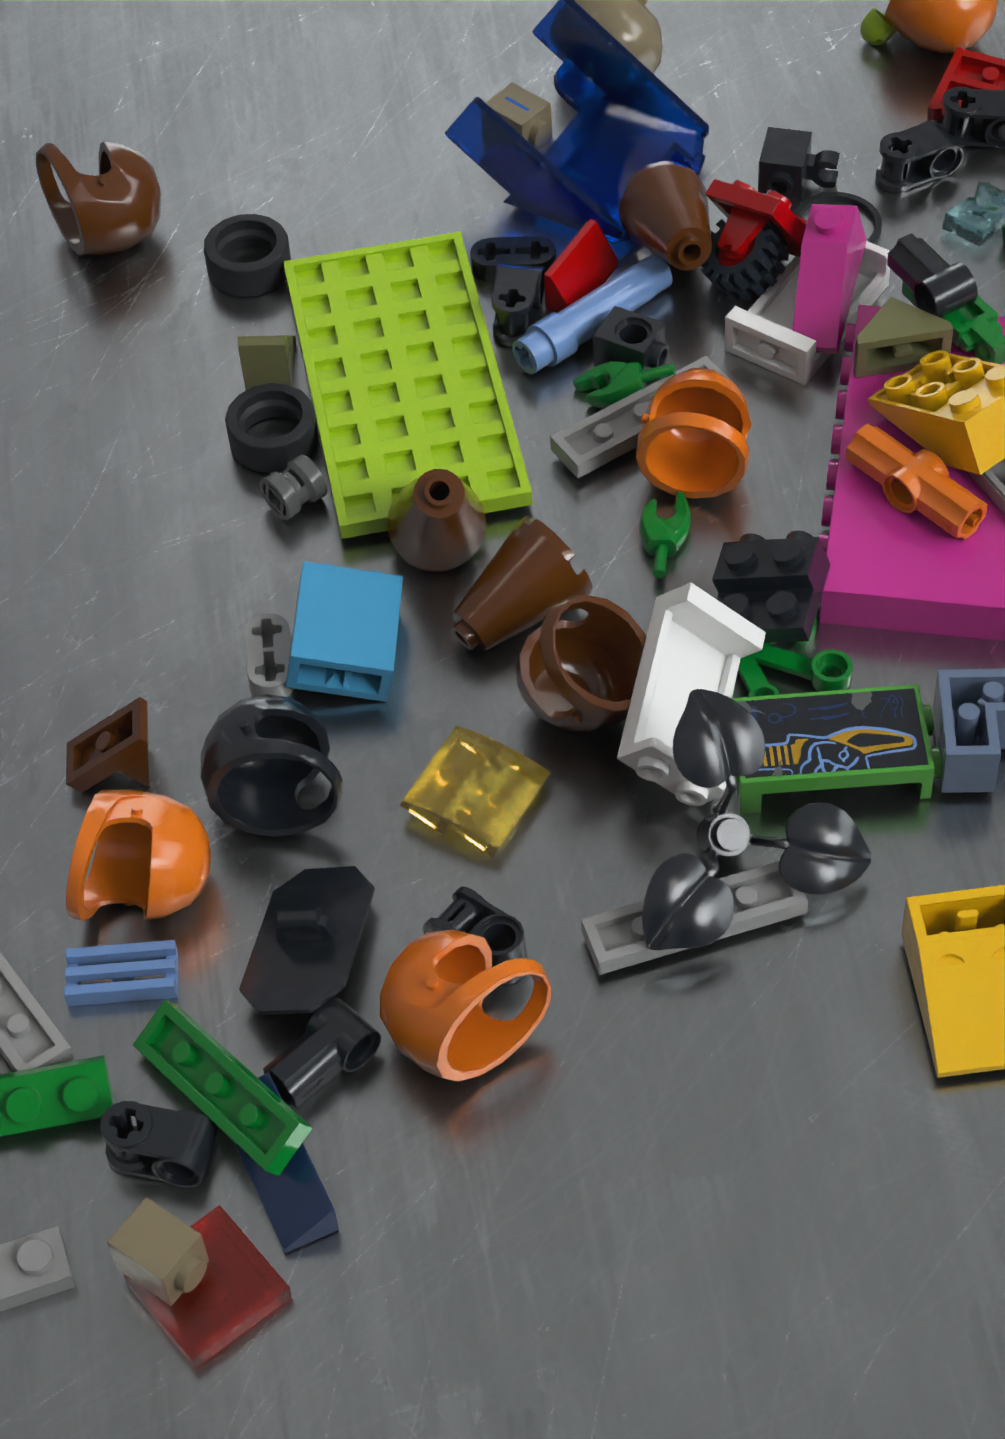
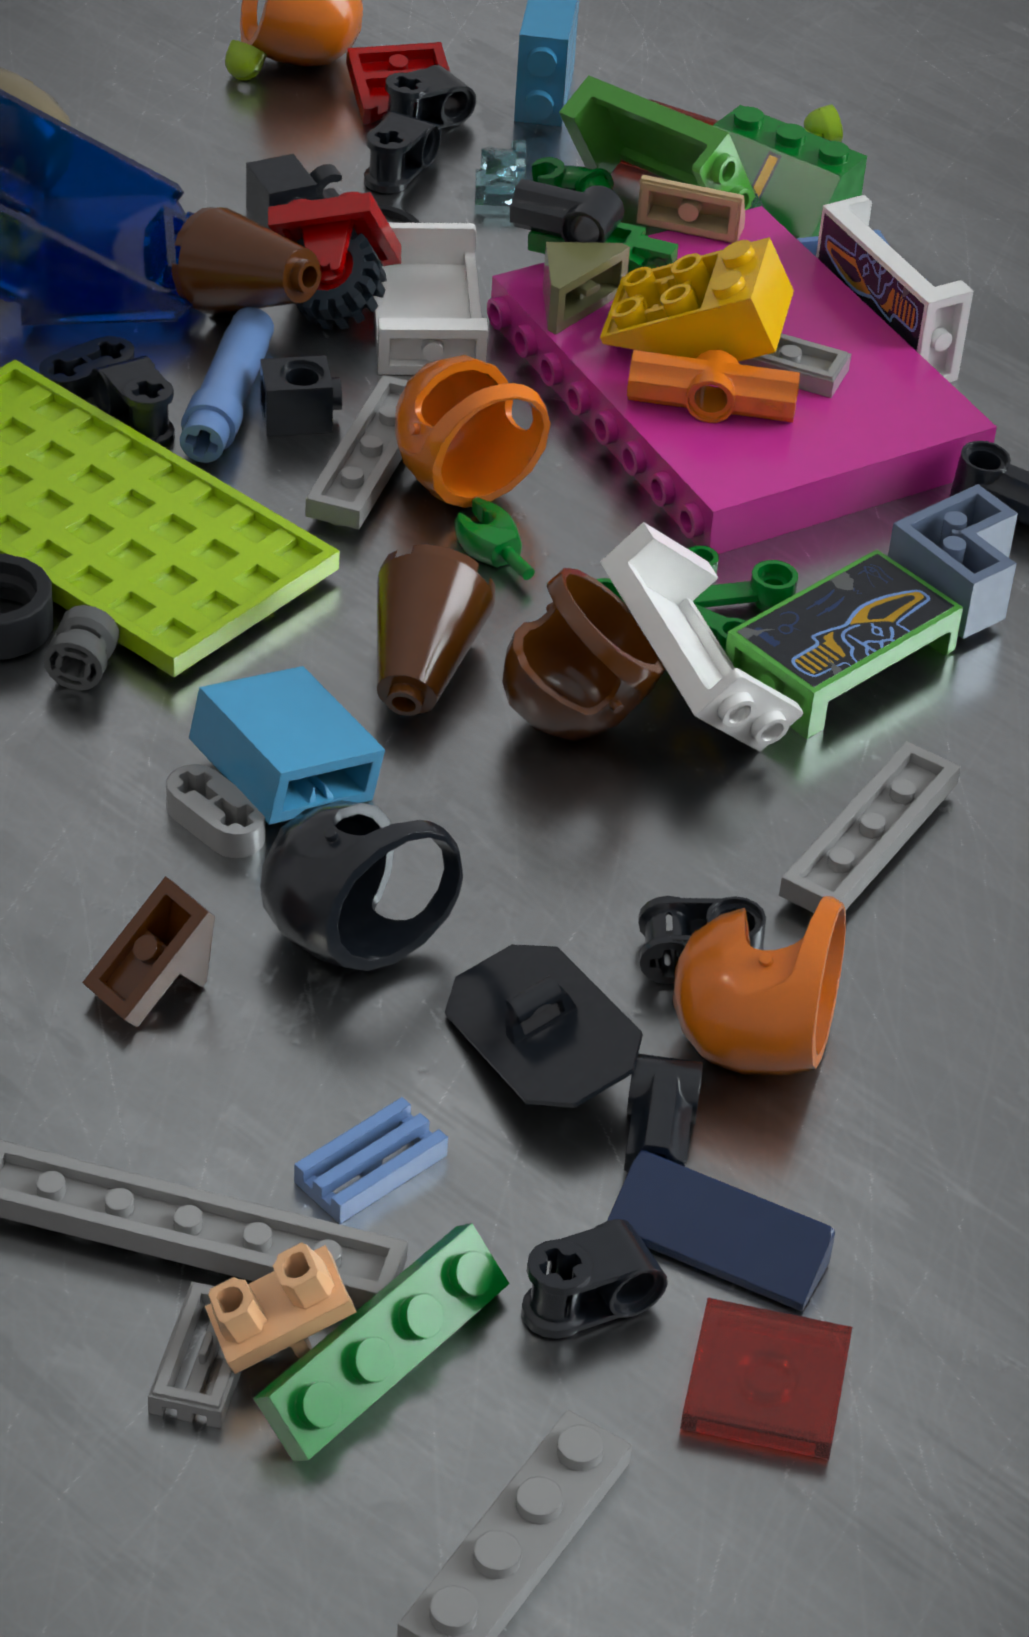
camera: 45 degrees left, 10 degrees down
(145, 855) = (305, 1027): orange piece -> none
(159, 1252) = (718, 1356): dark tan brick -> none
(222, 1087) = (608, 1185): green plate -> none
(436, 522) = (284, 598): reddish brown cone -> none
(475, 789) = (554, 823): clear yellow slope -> none
(579, 268) = (173, 351): red slope -> none
(619, 381) = (320, 426): green hand -> none
(774, 583) = (677, 504): black plate -> none
(821, 848) = (879, 802): black plant -> none
(828, 273) = (443, 253): dark pink slope -> none

